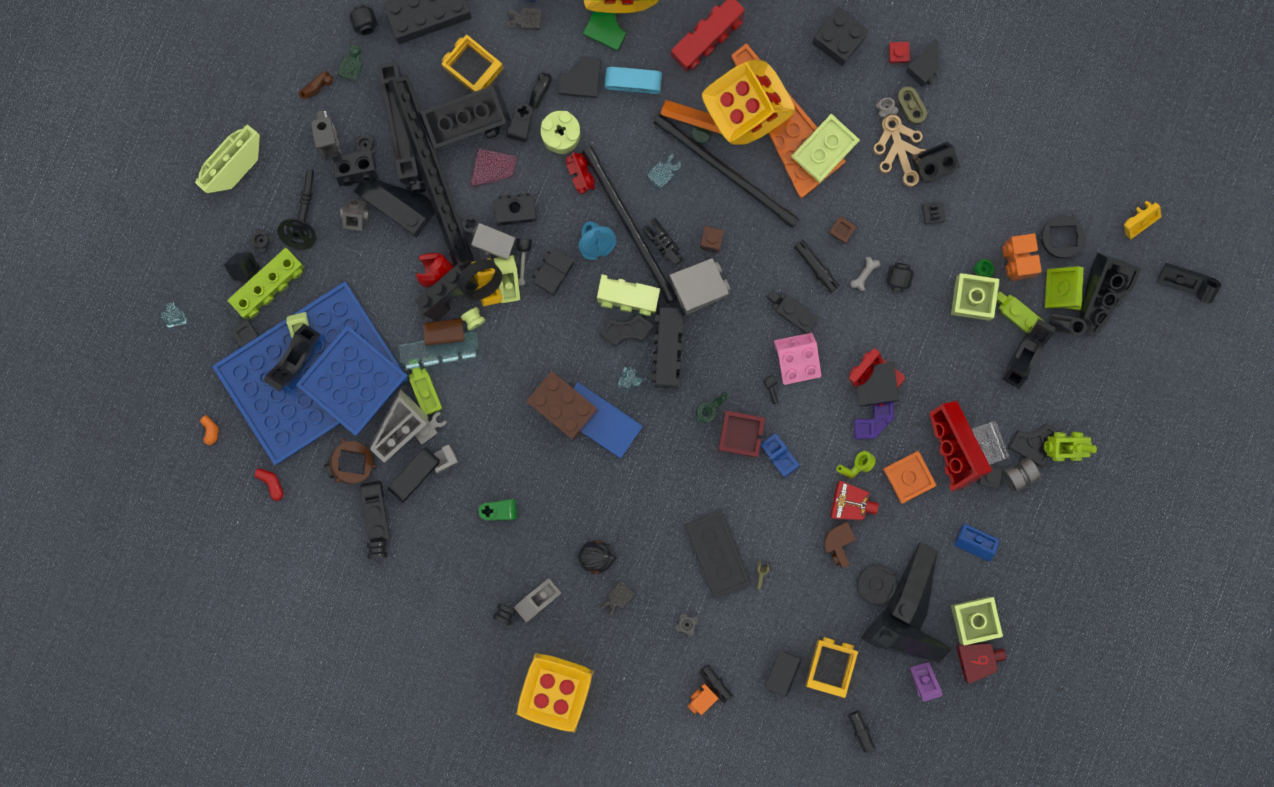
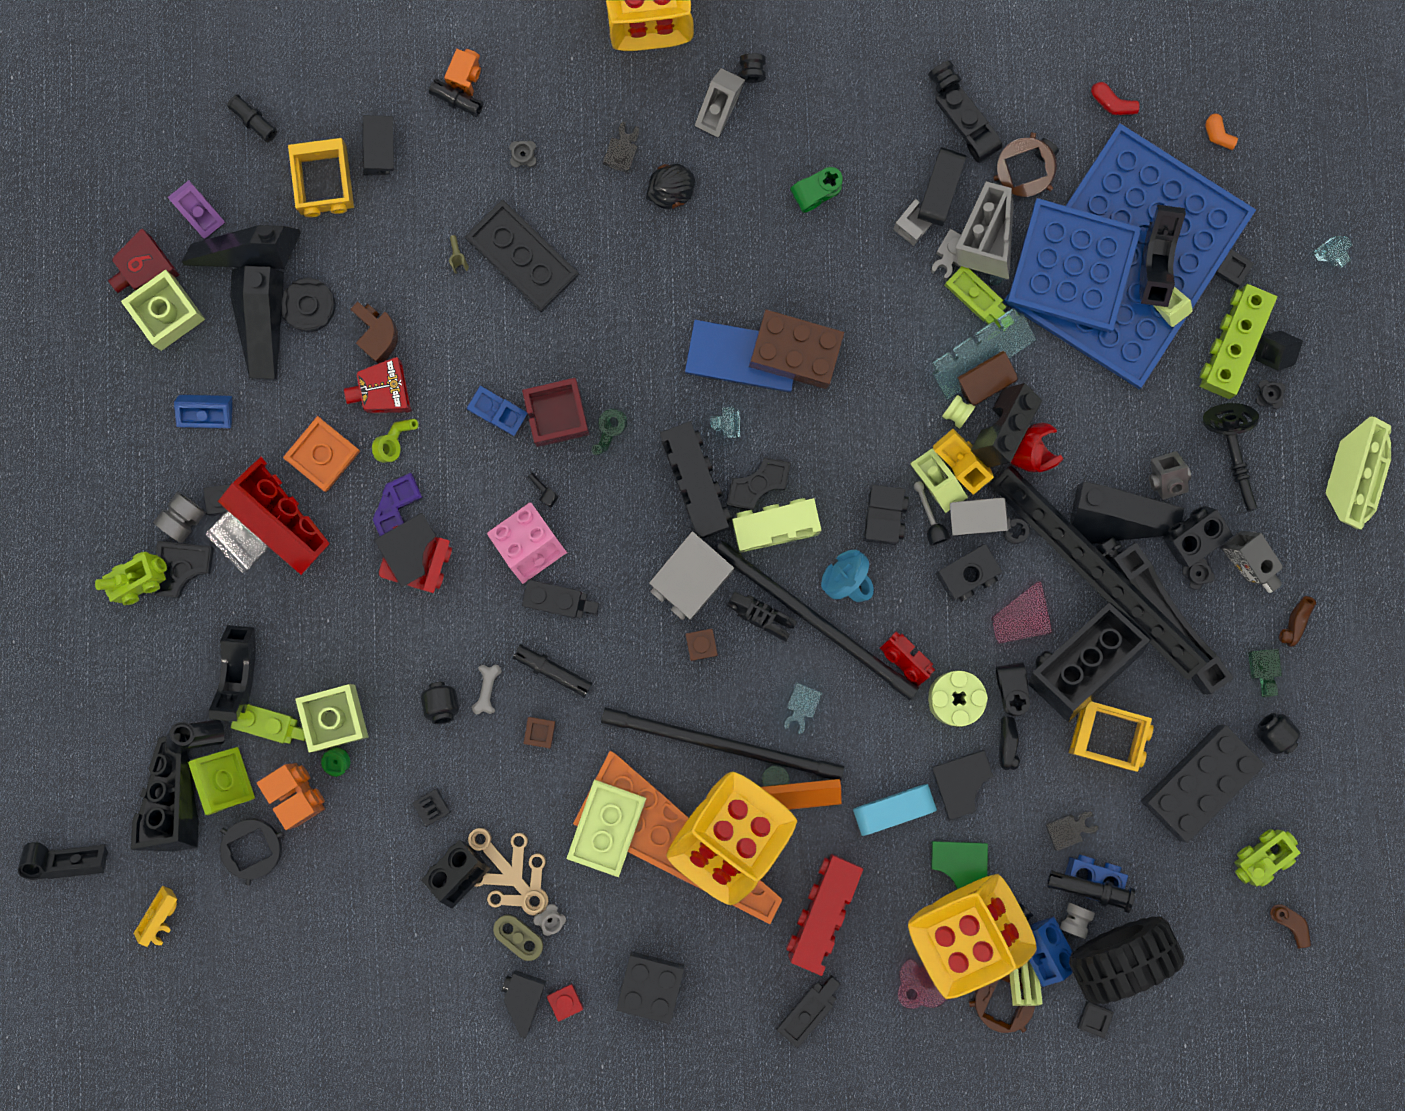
camera: 155 degrees right, 0 degrees up
(474, 268) = (985, 460): black tyre -> none

